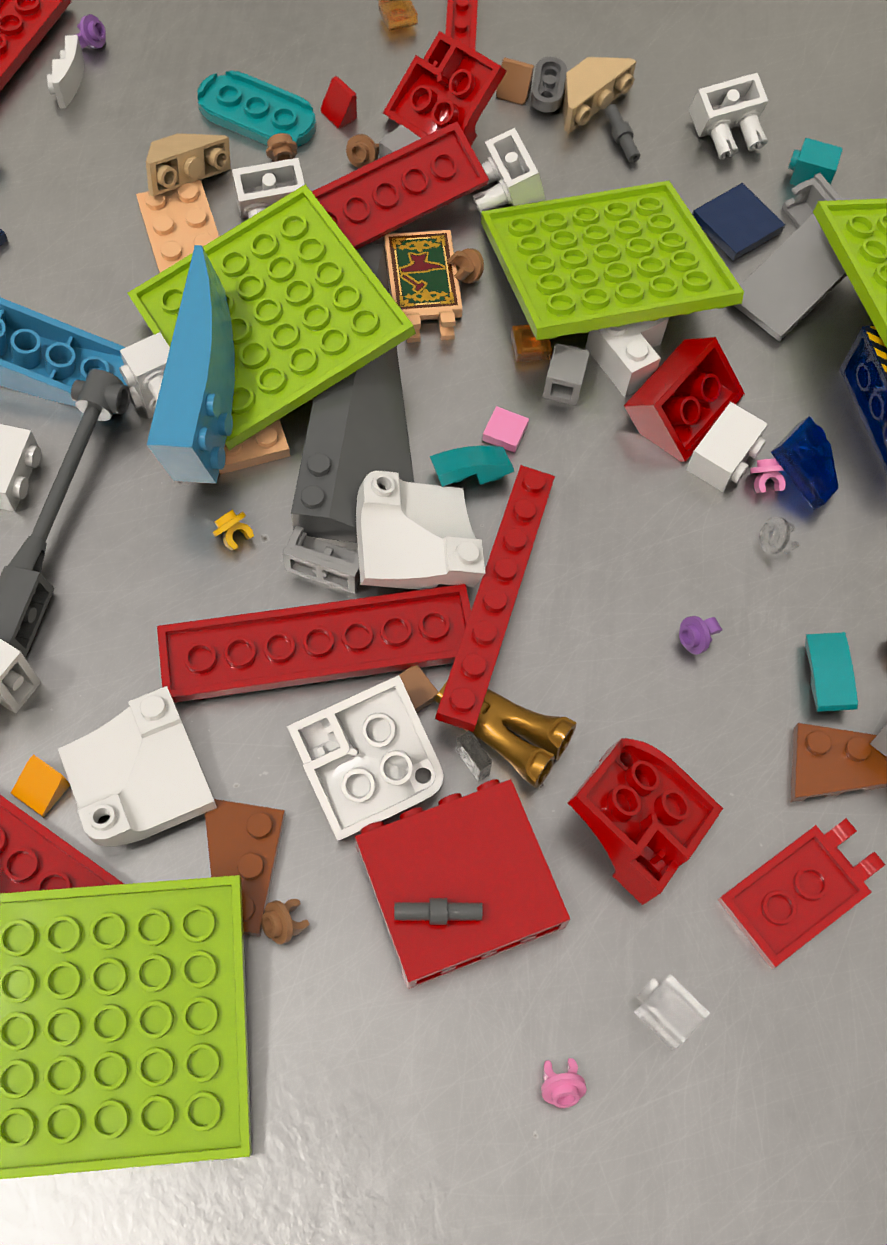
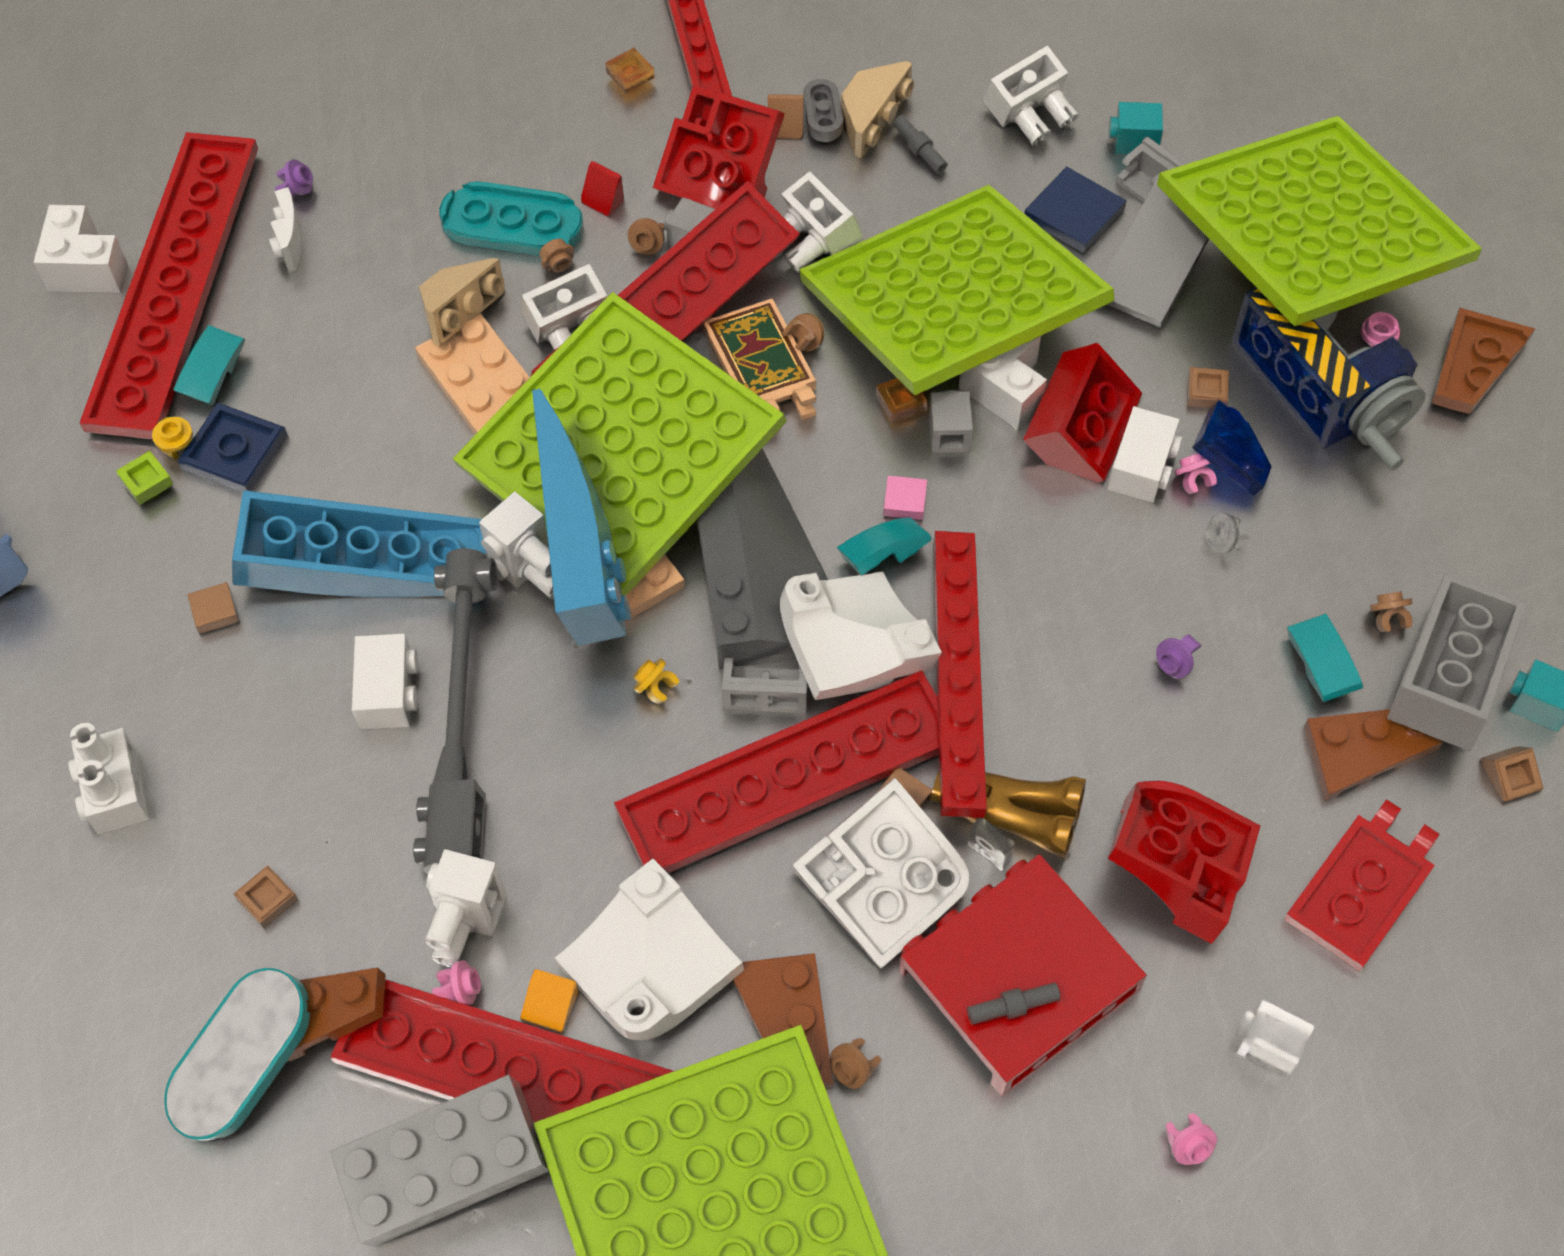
camera: 10 degrees left, 5 degrees down
(804, 402) = (1207, 386): none -> medium nougat tile

